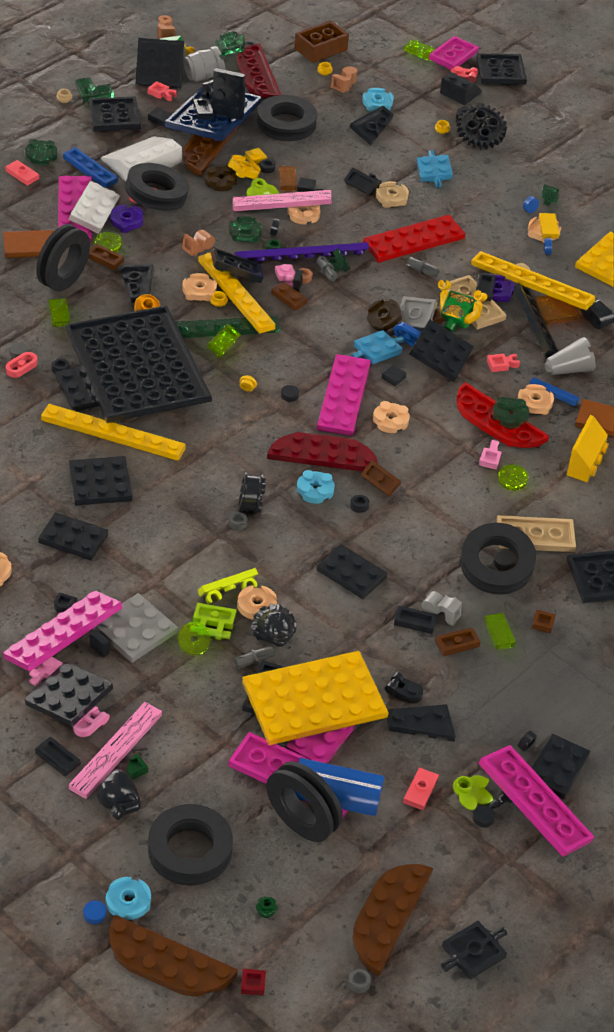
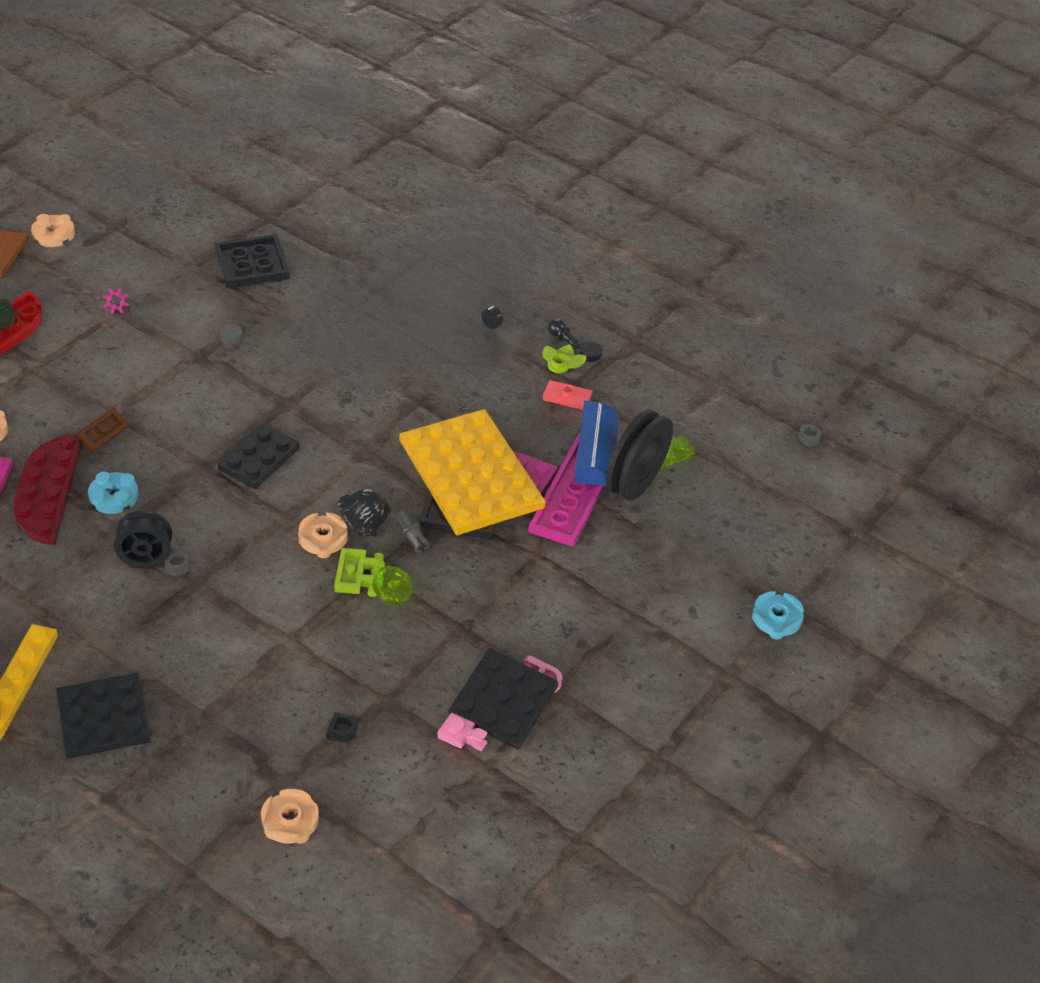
camera: 95 degrees left, 0 degrees up
(57, 756) = (595, 704): black tile -> none
(62, 630) = (399, 717): dark pink plate -> none
(73, 536) = (215, 733): black plate -> none
(94, 912) = (802, 643): blue tile -> none
(99, 643) = (414, 676): black tile -> none
(115, 750) = (574, 648): bright pink tile -> none
(119, 794) = (647, 632): black piece -> none
(136, 767) = (594, 628): dark green tile -> none
(137, 628) = (375, 650): light grey plate -> none
(166, 960) = (839, 580): reddish brown plate -> none
(183, 870) = (687, 592): black tyre -> none
(228, 584) = (296, 561): neon yellow plate -> none
(253, 982) = (843, 507): dark red plate -> none
(263, 911) = (749, 504): dark green plate -> none
(340, 857) = (679, 450): none -> clear neon green plate
(359, 503) = (141, 452): black tile -> none
(387, 913) = (727, 417): reddish brown plate -> none
(411, 691) = (434, 408): black plate -> none
(415, 619) = (329, 402): black tile -> none
(427, 720) = (476, 390): black wing -> none
(437, 603) = (311, 379): light grey leg -> none
(457, 641) = (362, 366): reddish brown plate -> none
(474, 949) = (751, 356): black plate -> none
(491, 457) = (62, 339): bright pink plate -> none
(493, 581) = (234, 350): black tyre -> none
(499, 631) = (339, 338): clear neon green tile -> none
(513, 477) = (93, 325): clear neon green piece -> none
(536, 800) = (570, 309): dark pink plate -> none
(537, 486) = (109, 299): none -> dark pink gear
(543, 621) = (323, 304): reddish brown plate -> none
(545, 533) = (190, 307): tan plate -> none
(560, 764) = (515, 301): black plate -> none
(588, 451) = (59, 262): yellow slope -> none

